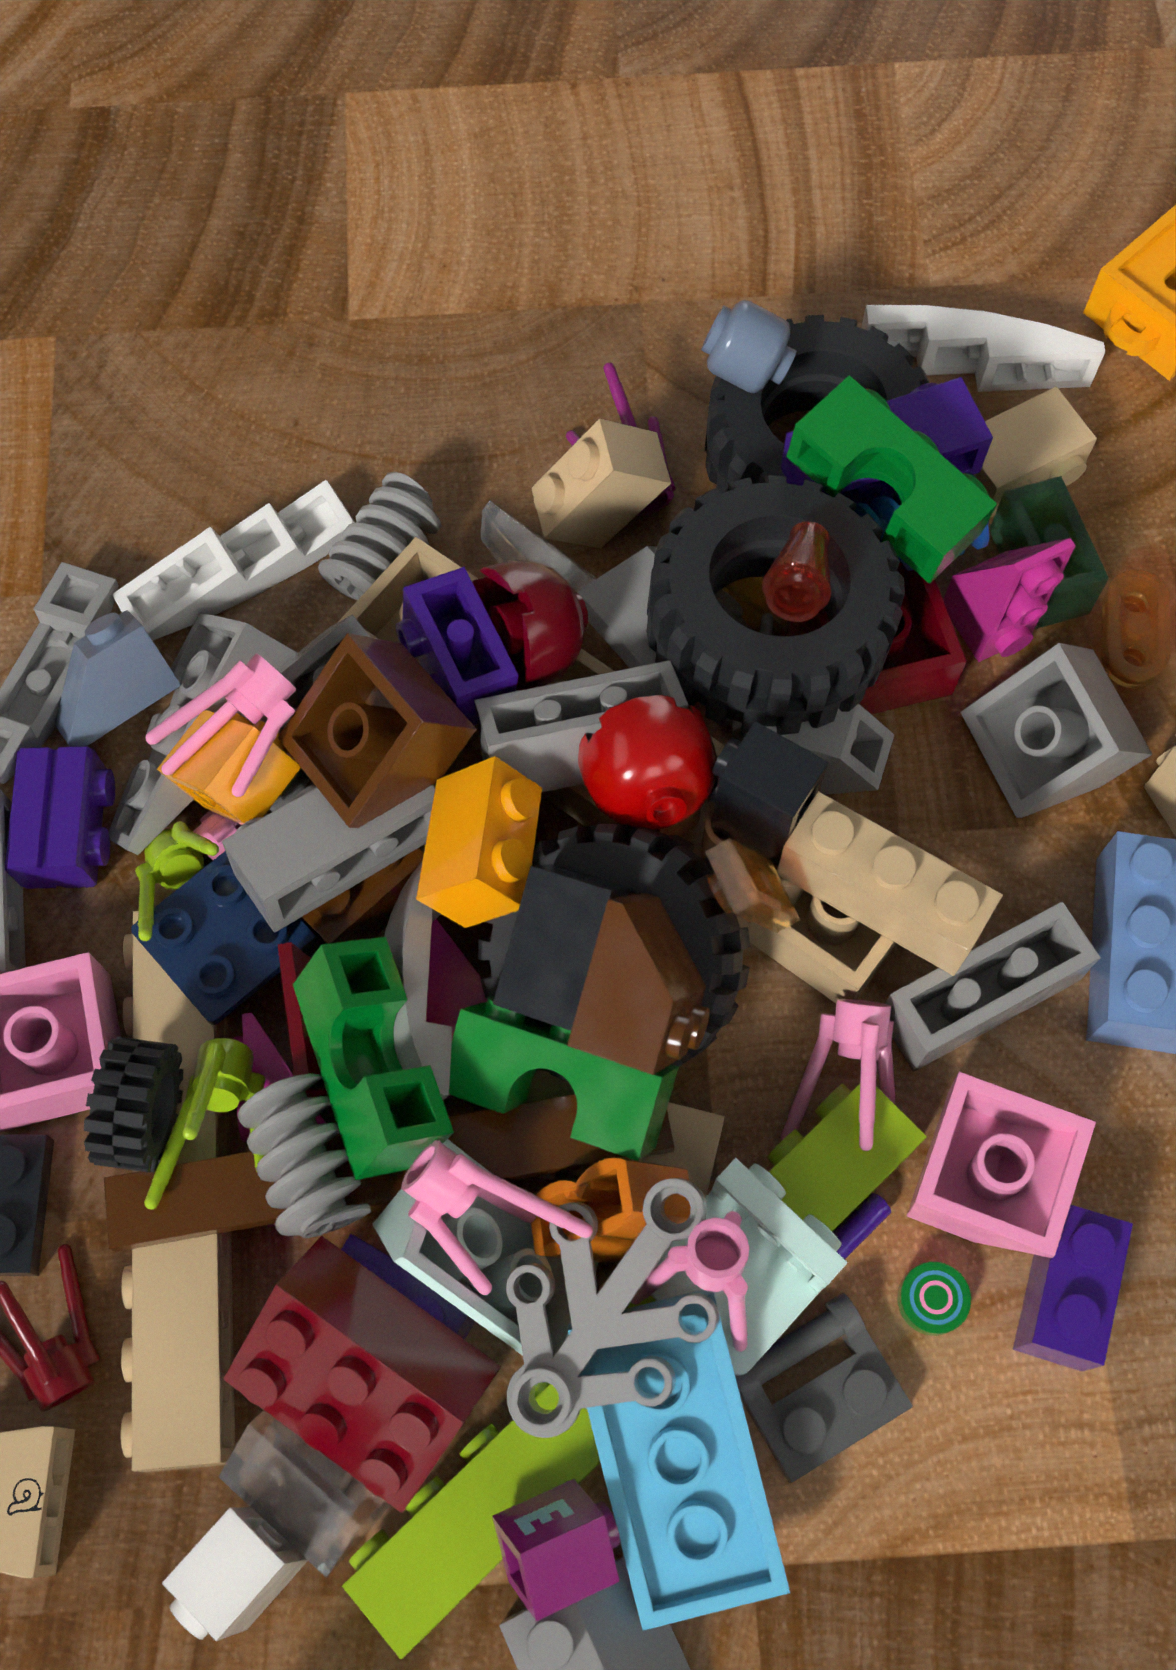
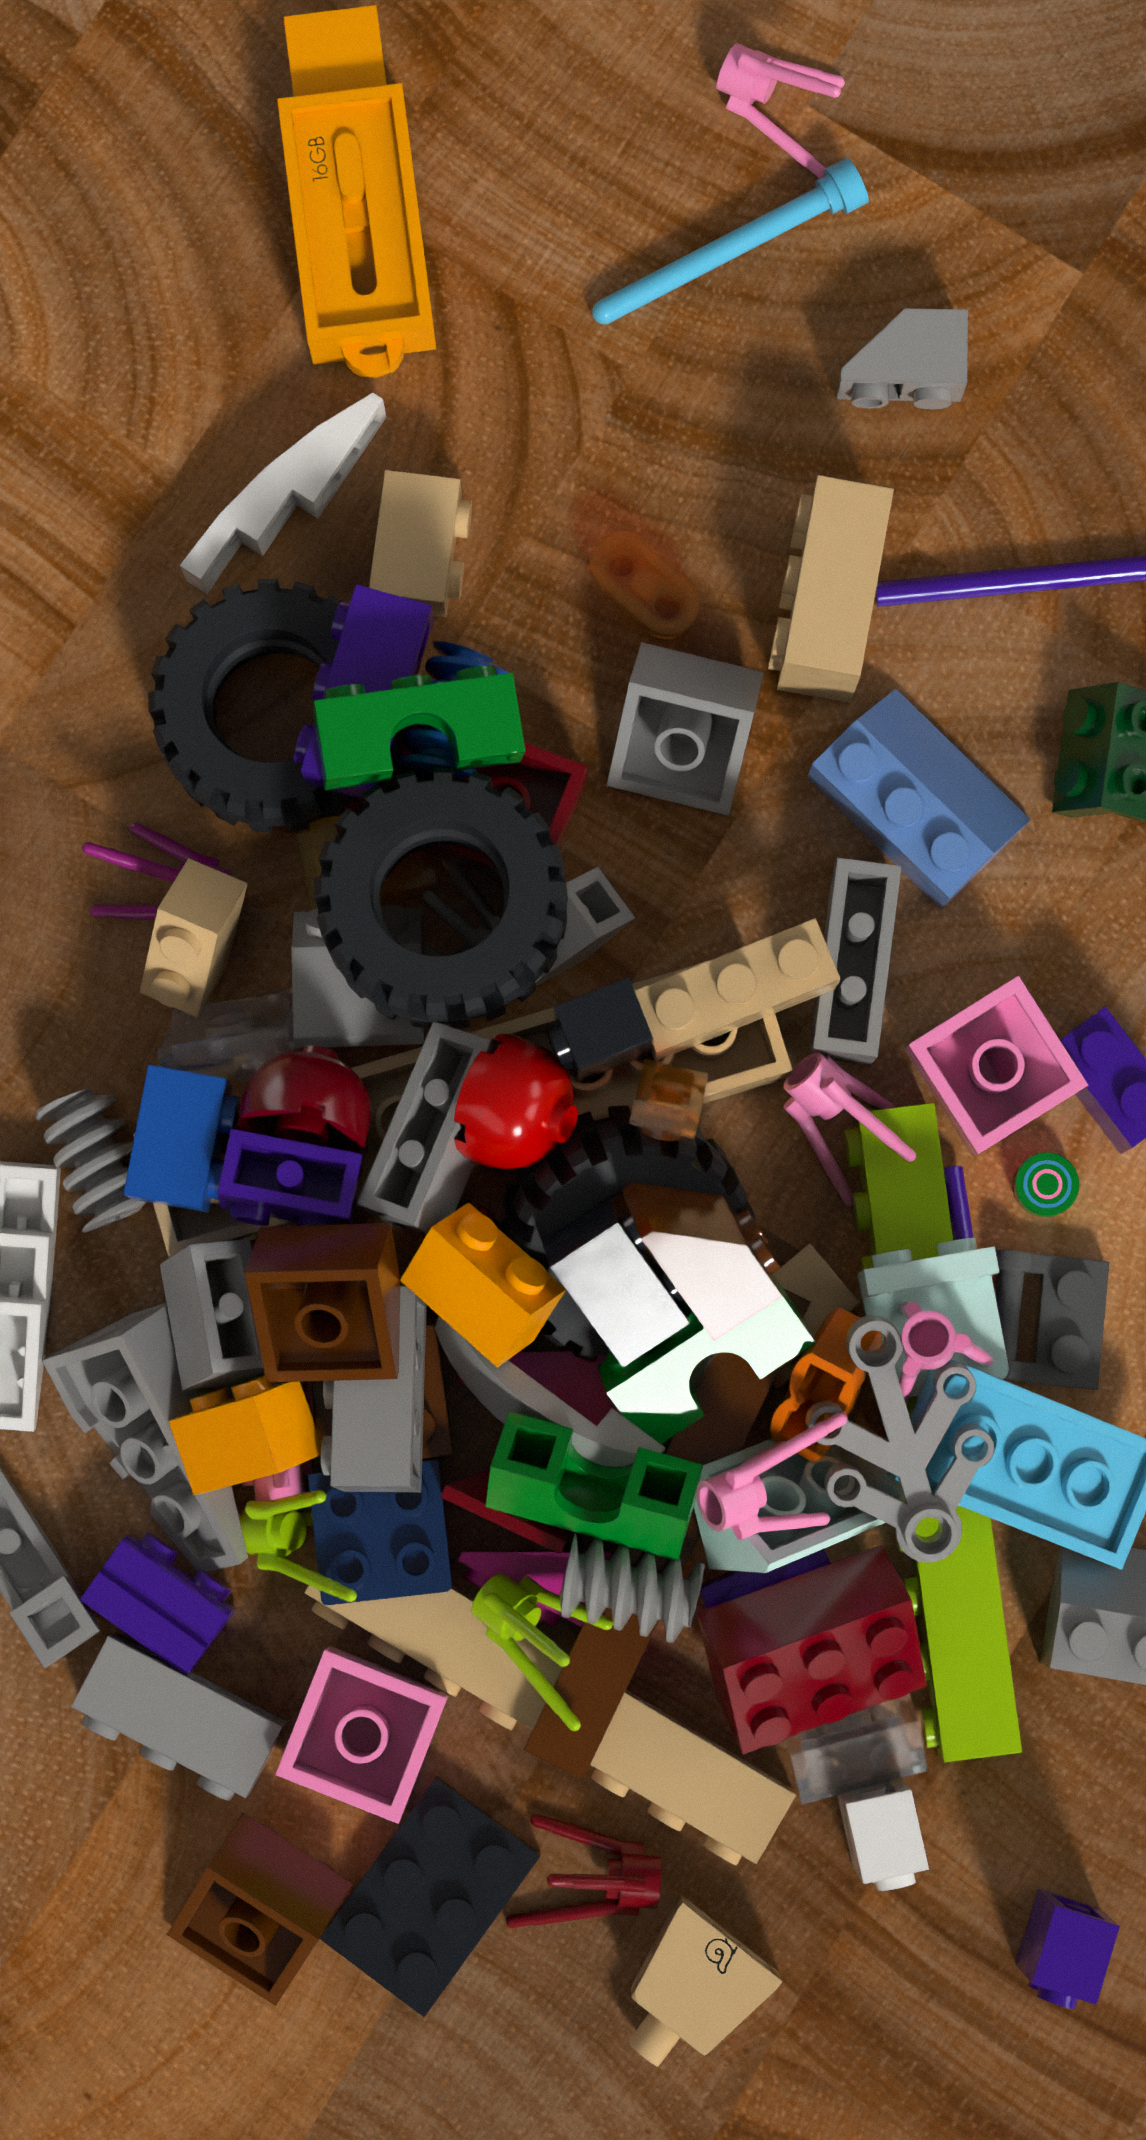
camera: 55 degrees left, 15 degrees up
(110, 678) = (64, 1482): sand blue slope -> none
(133, 1104) = (491, 1689): black tyre -> none
(250, 689) = (224, 1378): bright pink plant -> none
(426, 545) = (180, 1138): none -> blue brick
(557, 1548) = (1029, 1591): magenta brick -> none
(748, 346) = (179, 727): sand blue head -> none
(800, 575) = (460, 878): clear red cone -> none
(1005, 596) = (551, 678): dark pink slope -> none
(1044, 515) = (530, 607): clear green brick -> none

